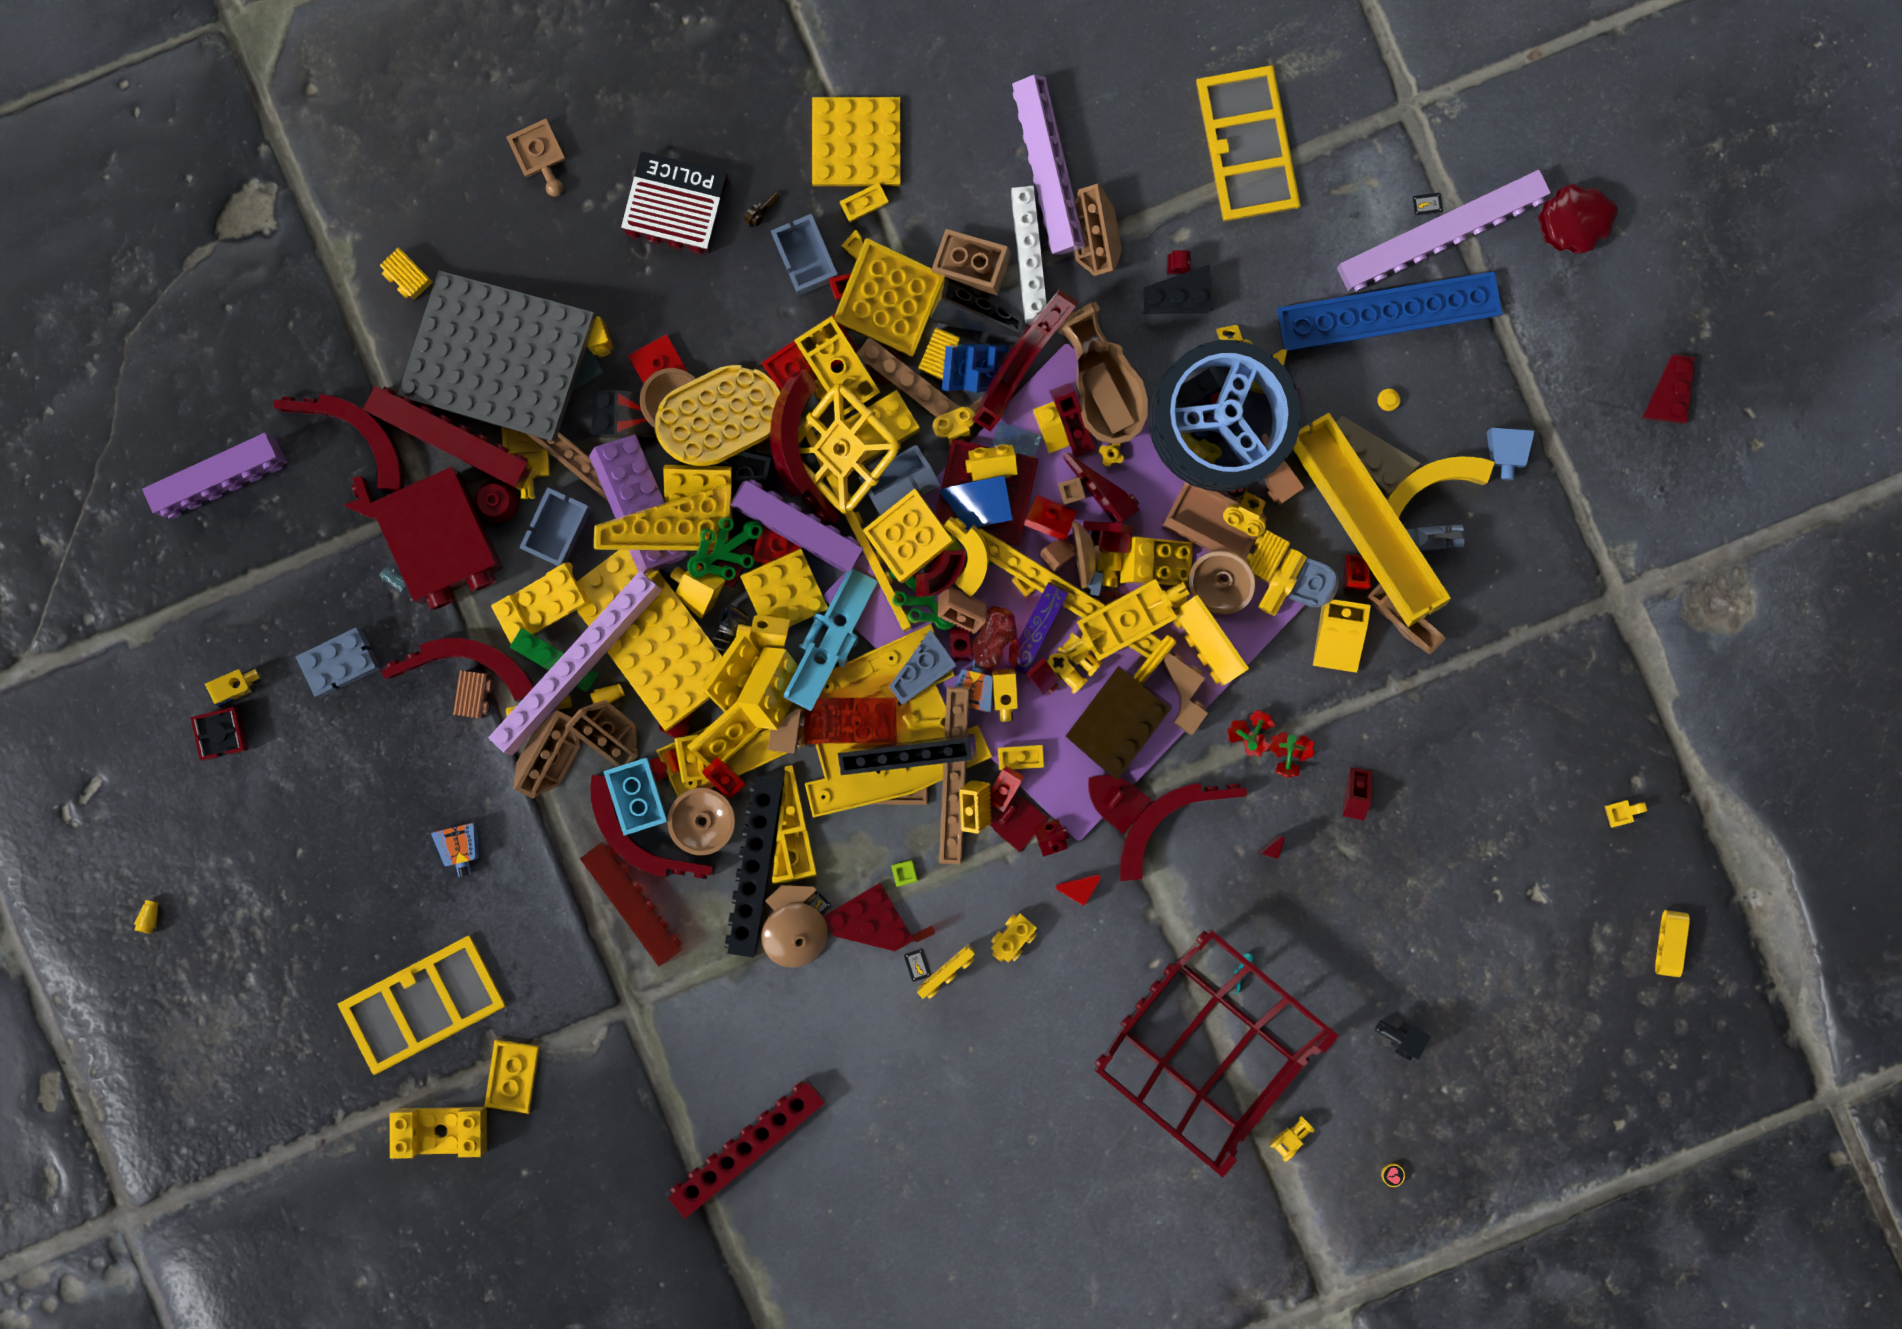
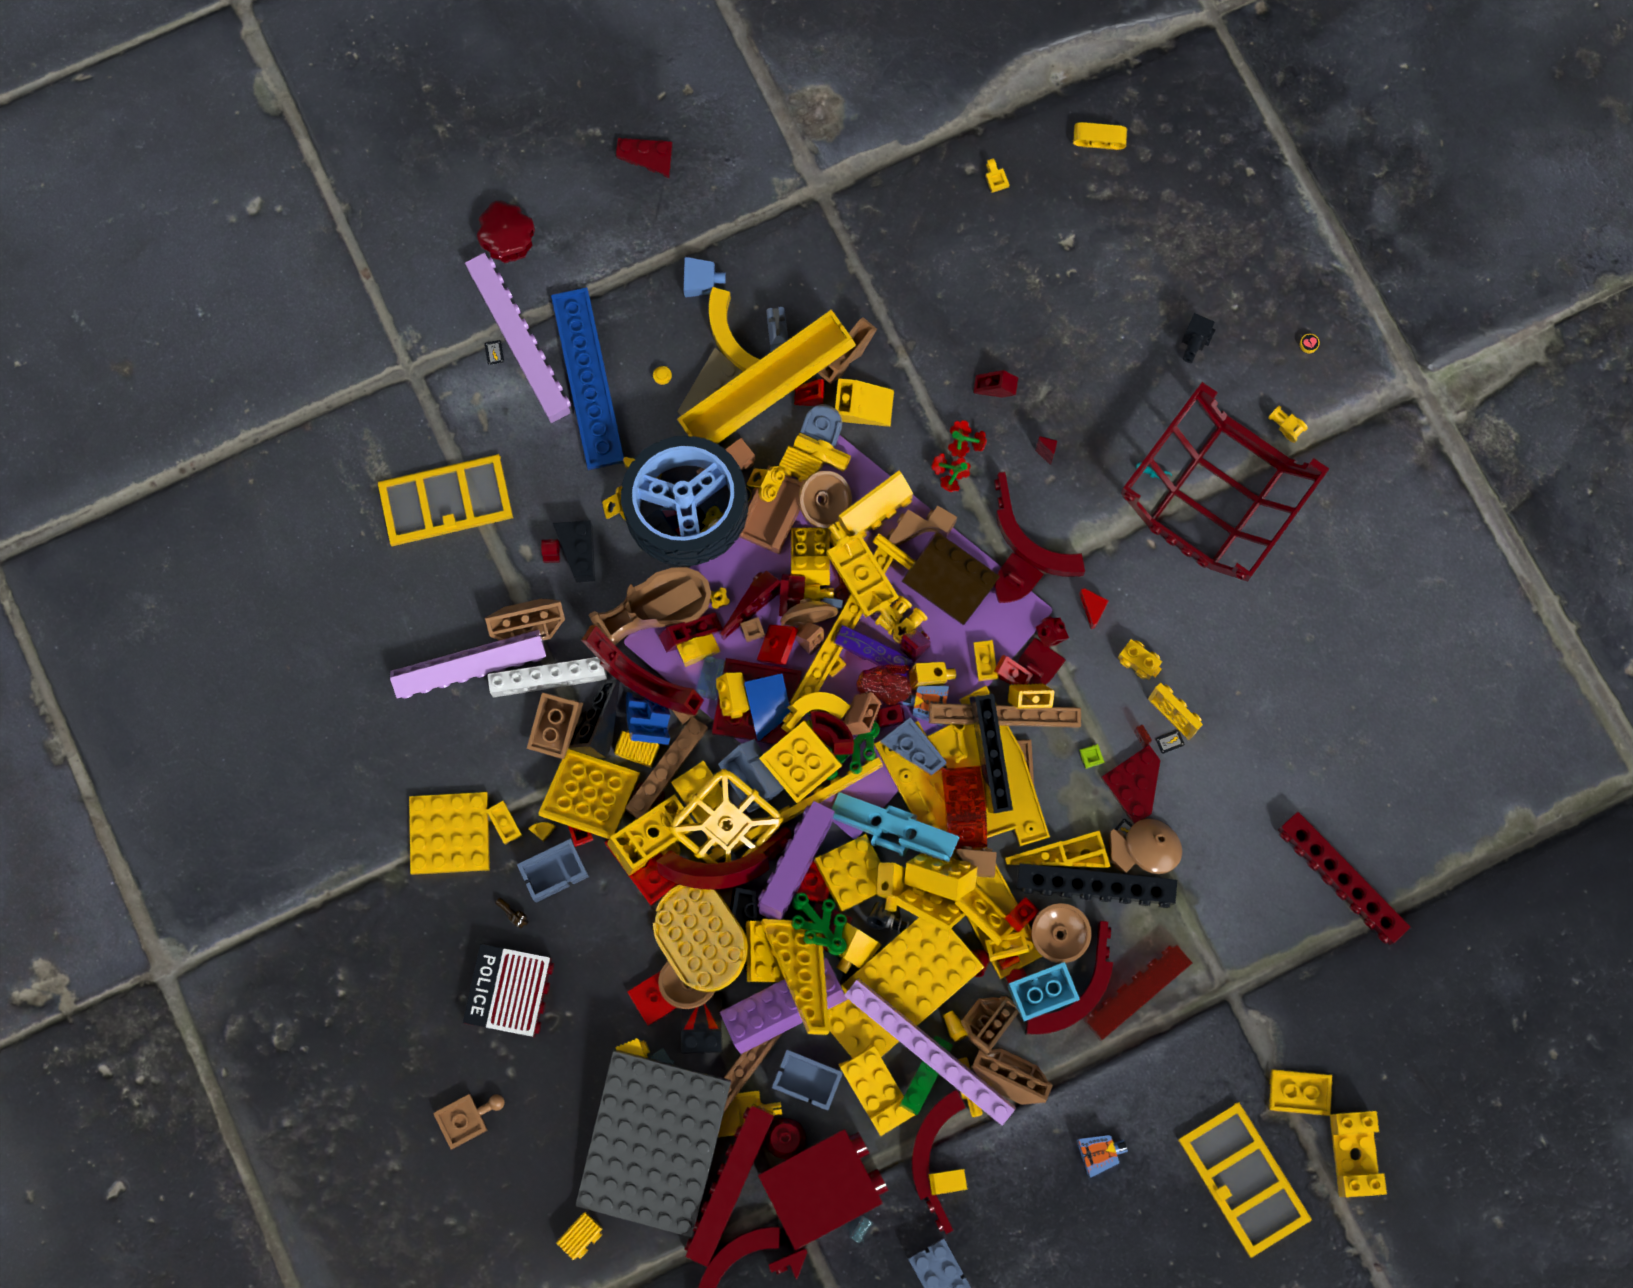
camera: 90 degrees left, 10 degrees down
(437, 676) = (948, 1181): none -> yellow tile
(472, 694) = (962, 1149): nougat brick -> none
(954, 424) = (699, 731): yellow bracket -> none

